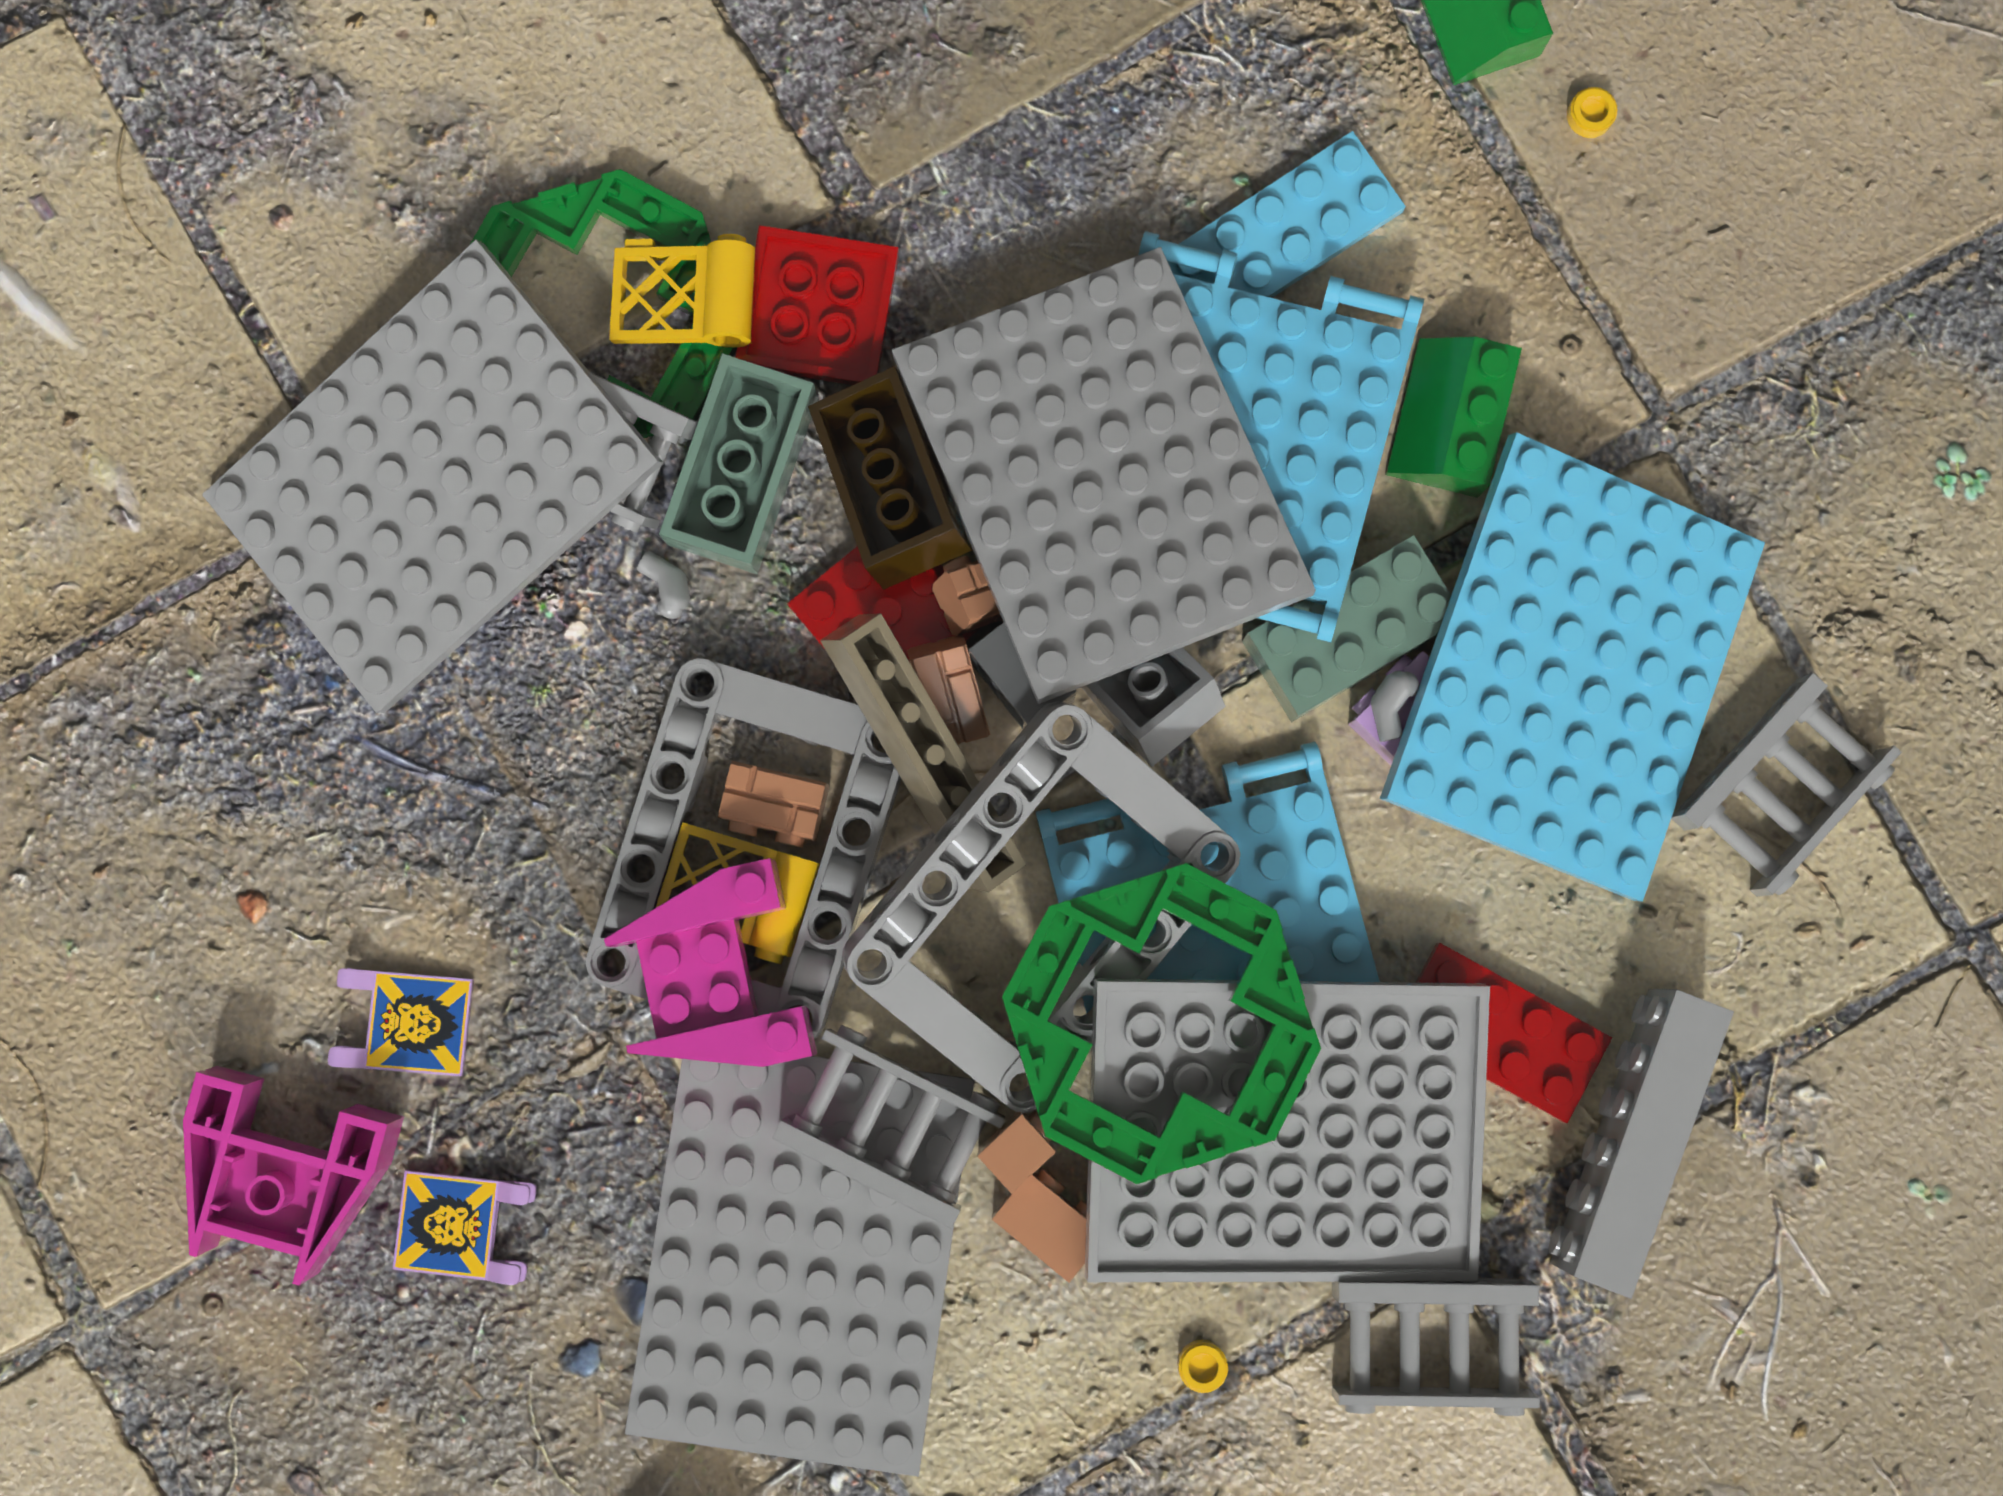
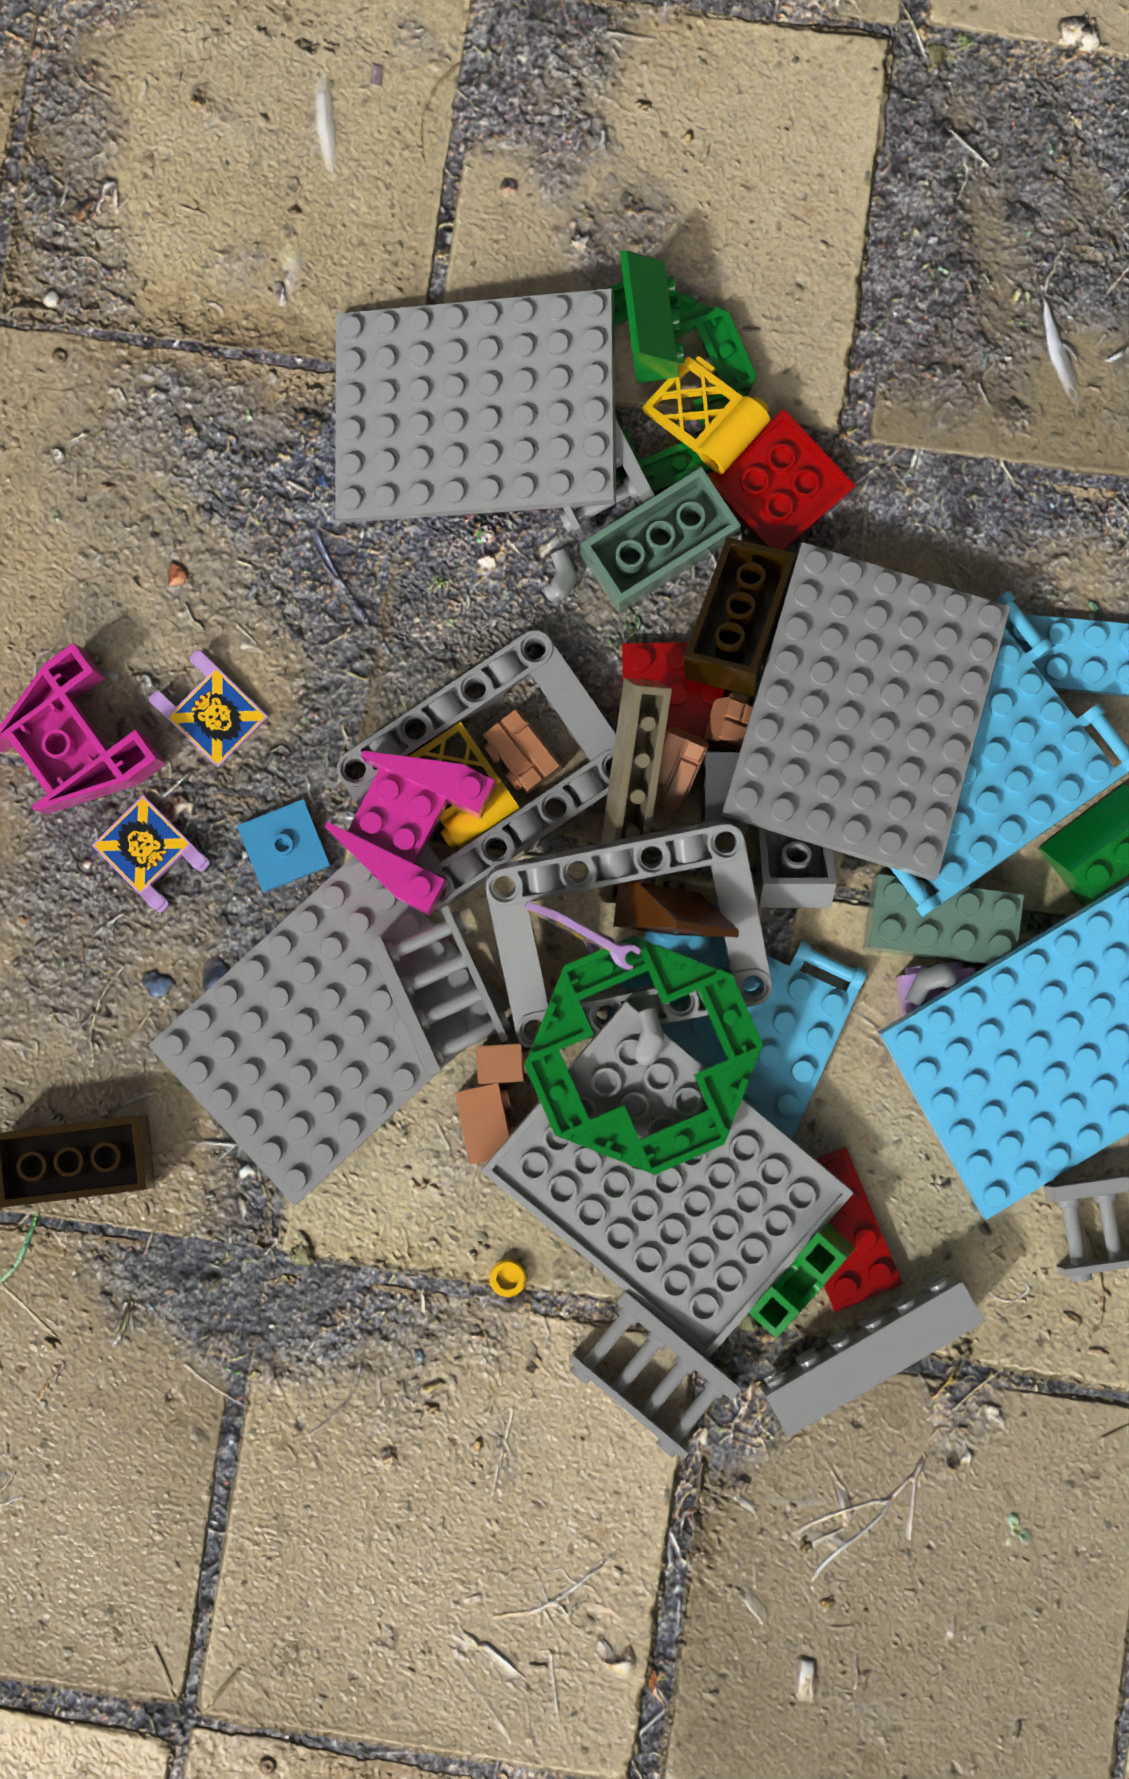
camera: 40 degrees right, 0 degrees up
(542, 237) = (651, 318): none -> green slope
(600, 1103) = (283, 846): none -> dark azure plate
(1009, 943) = (592, 940): none -> lavender flag
(1064, 847) = (668, 910): none -> reddish brown slope
(1156, 1000) = (652, 1038): none -> light grey arm
(1510, 1120) = (802, 1280): none -> green arch

